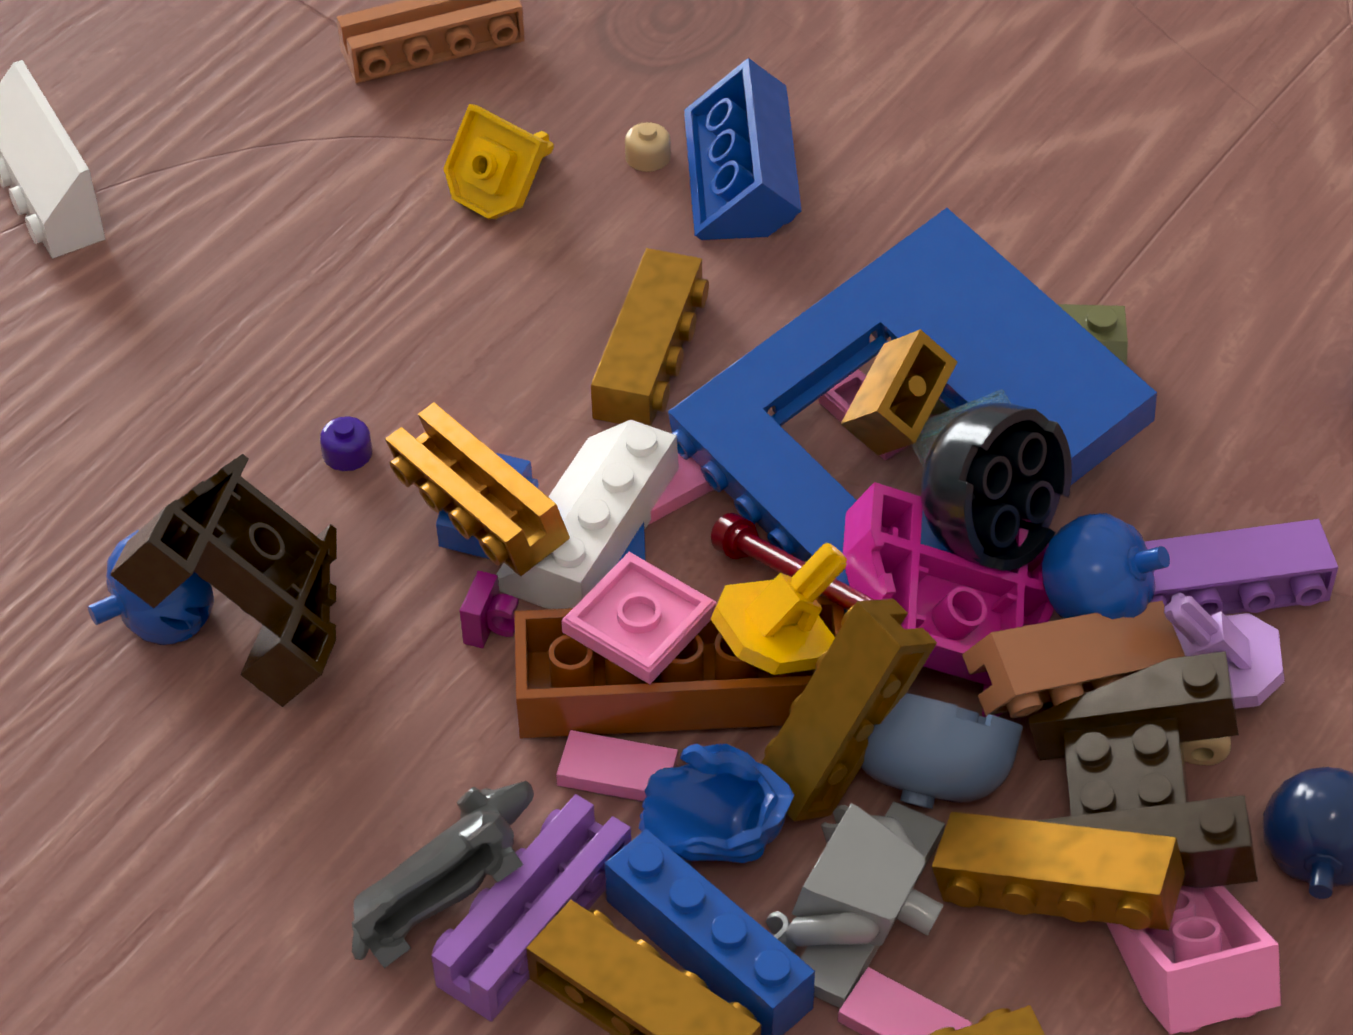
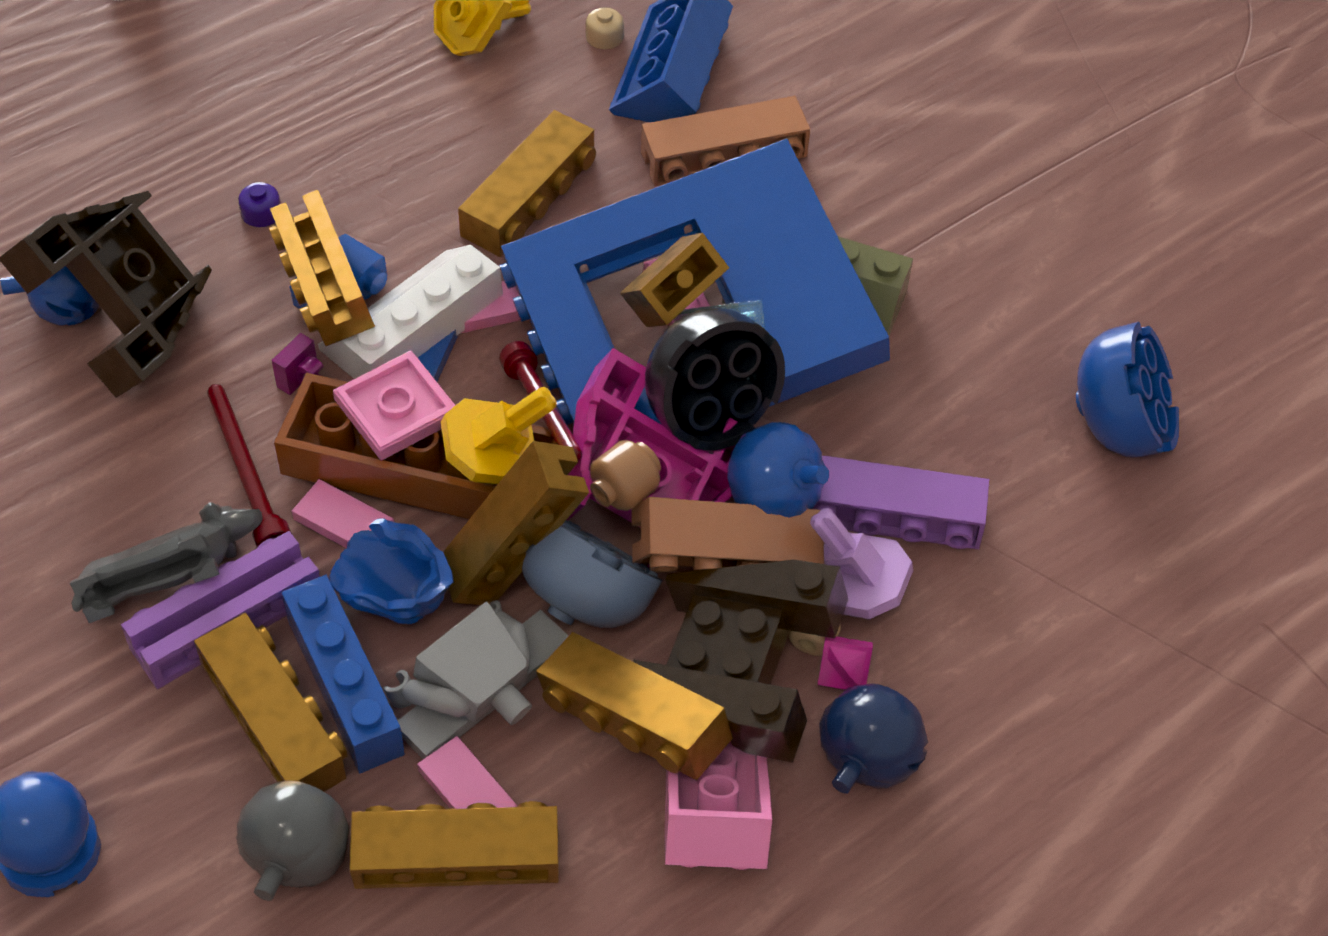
camera: 15 degrees right, 5 degrees up
(545, 798) = (271, 525): none -> dark red piece
(843, 234) = (709, 138): none -> nougat brick
(953, 614) = (625, 475): none -> medium nougat head
(1255, 761) = (845, 662): none -> dark pink tile

